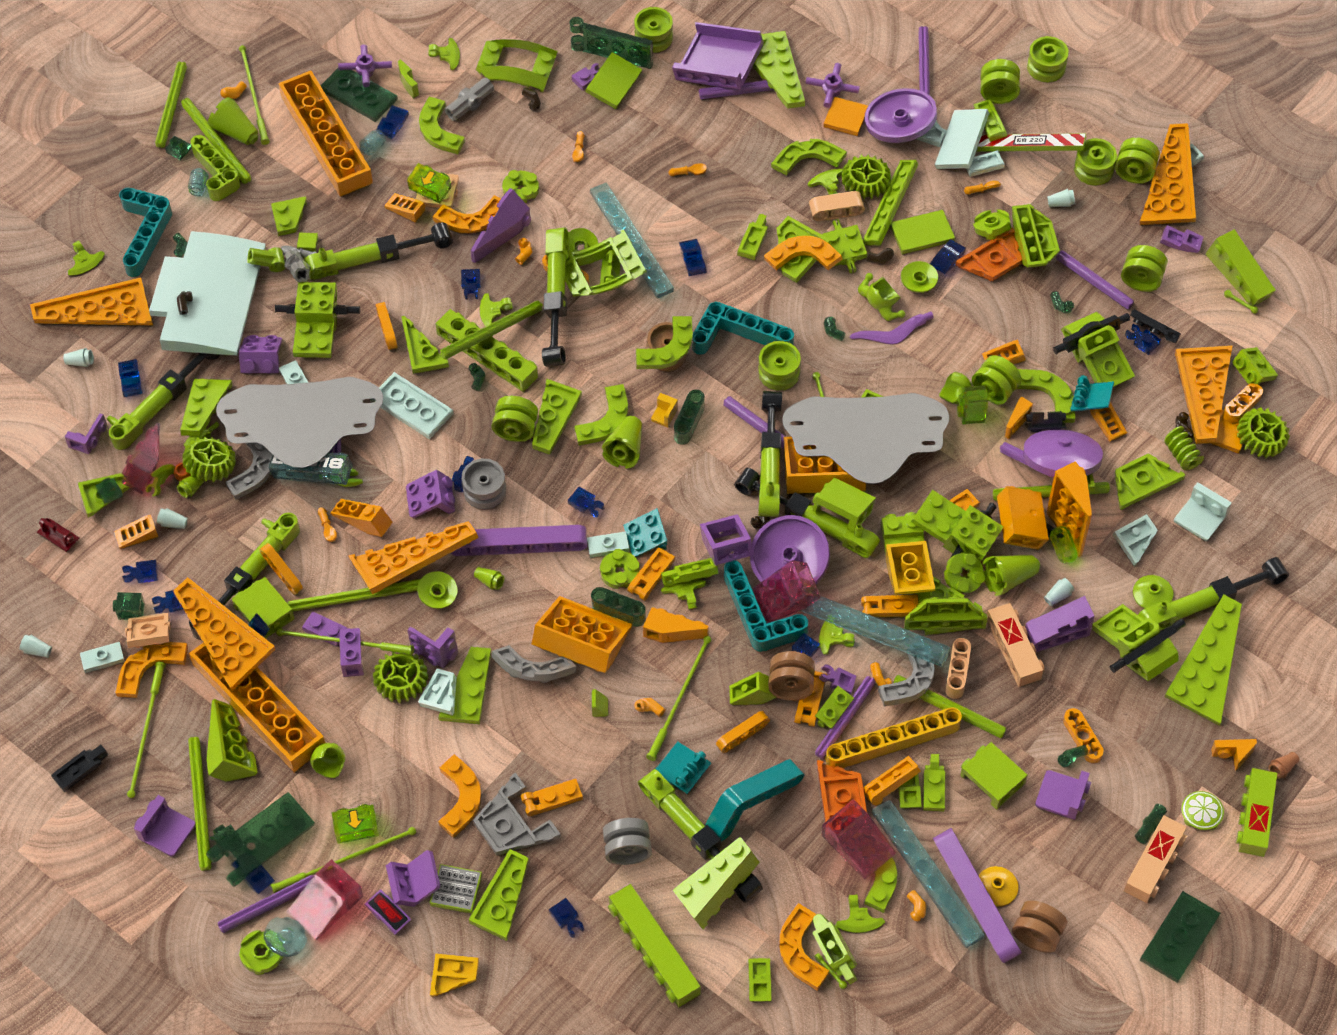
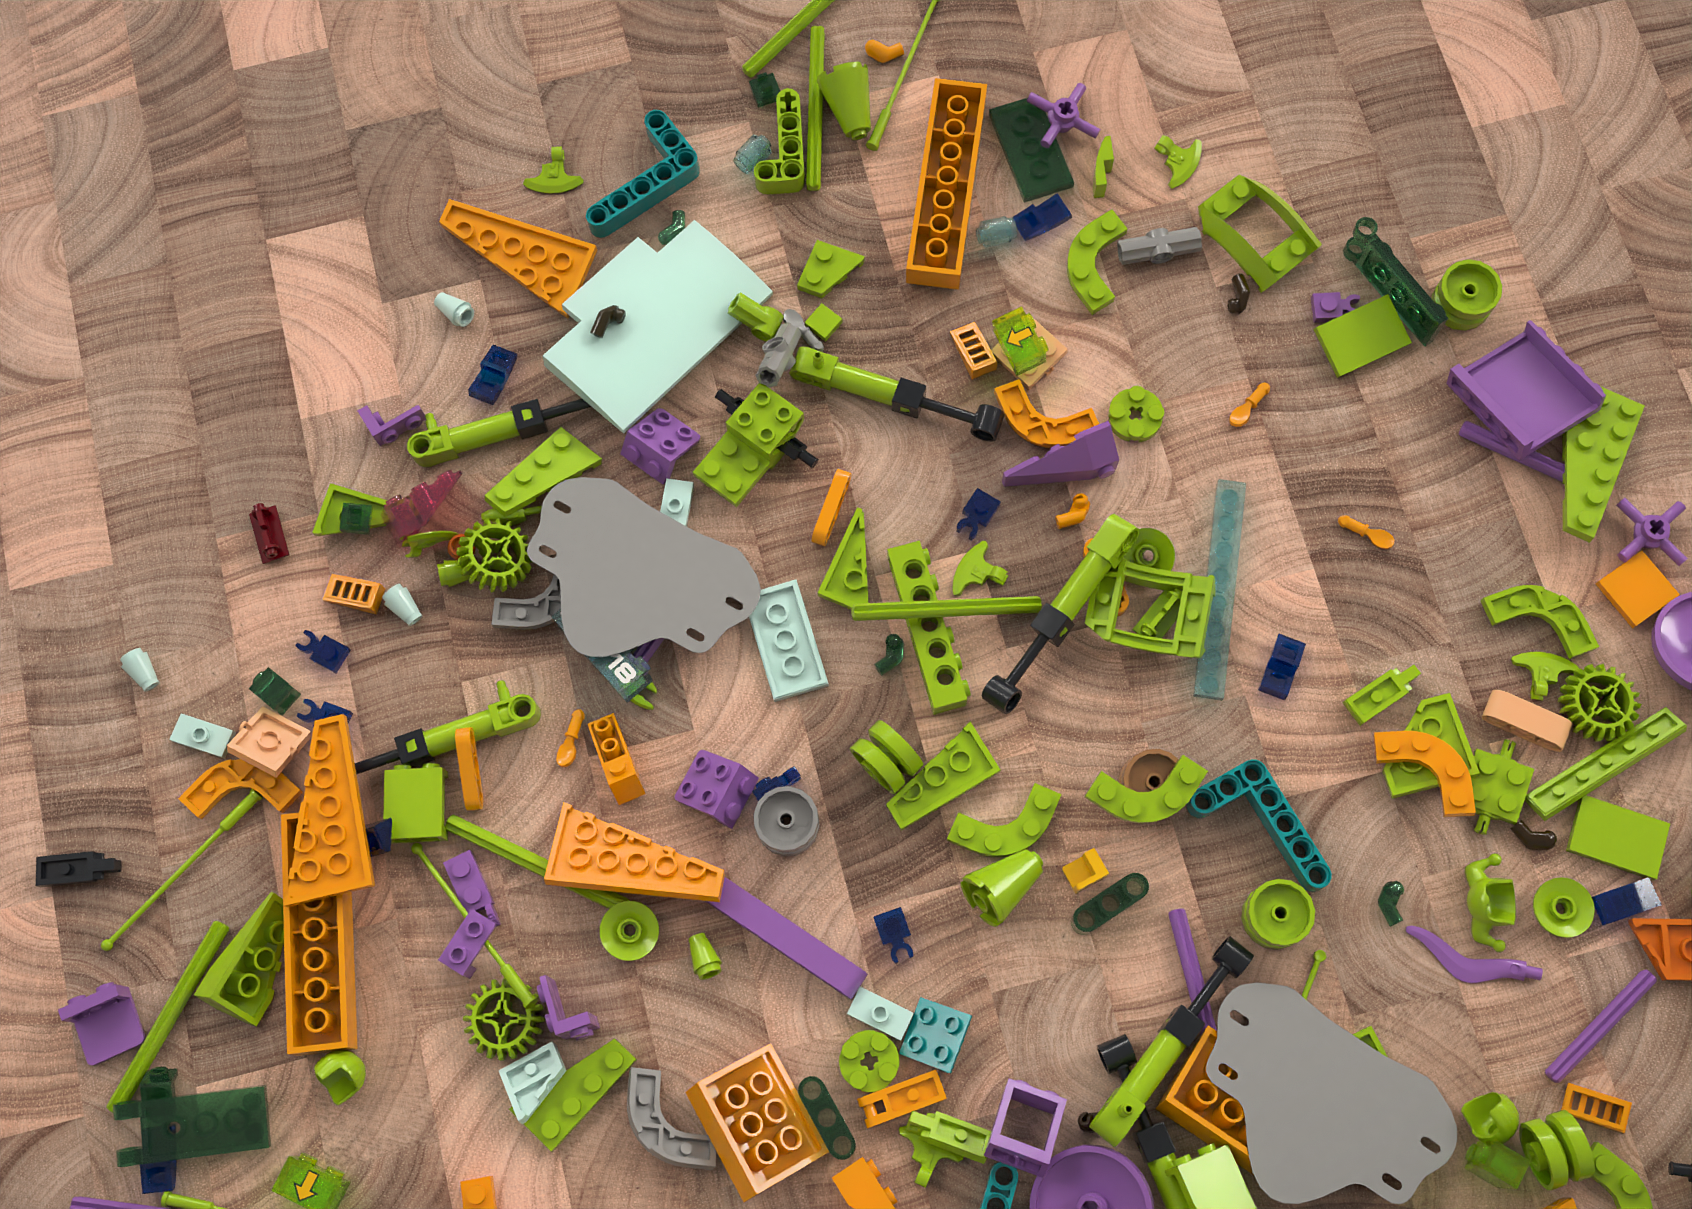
camera: 40 degrees right, 15 degrees up
(978, 319) = (1600, 1026): none -> medium lavender axle

